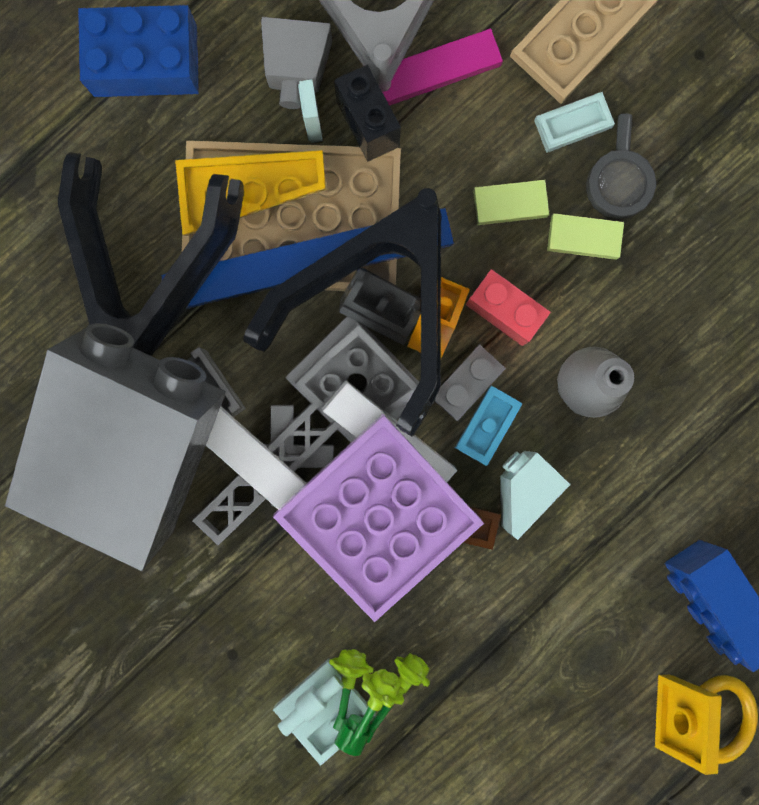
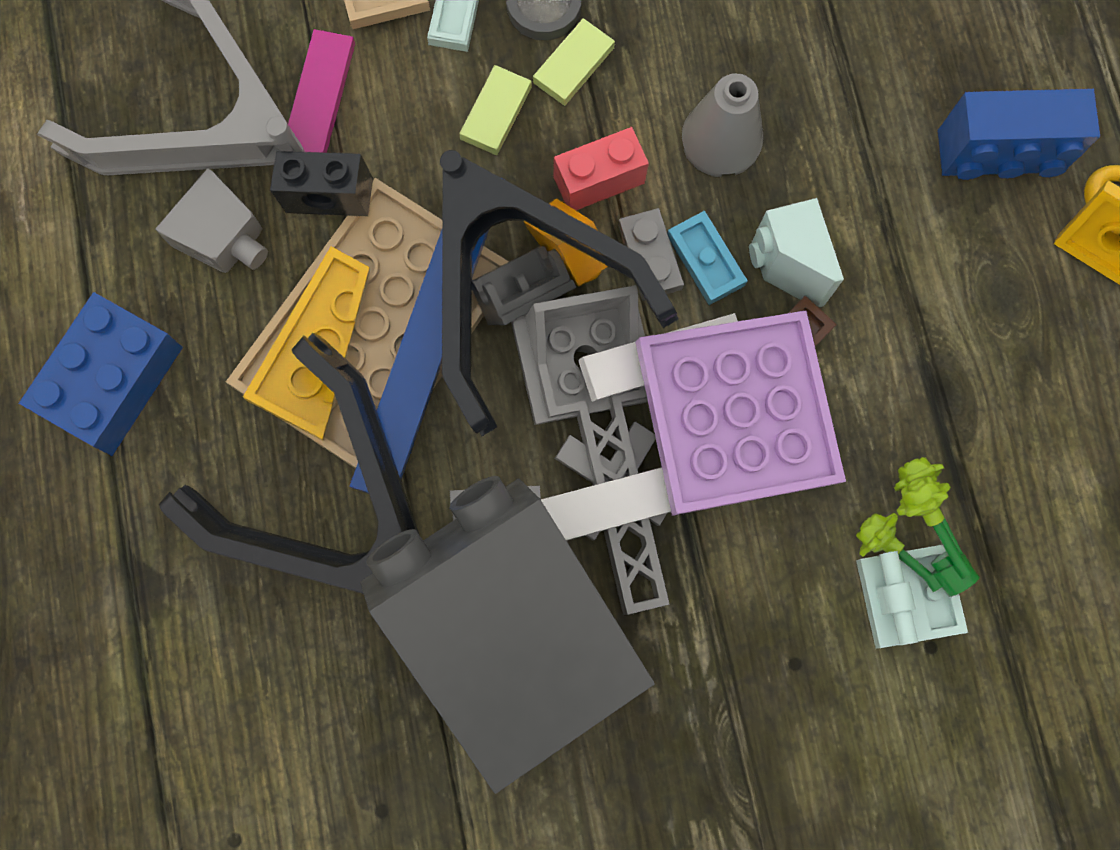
camera: 60 degrees left, 10 degrees down
(310, 111) = (283, 237): light aqua tile -> none

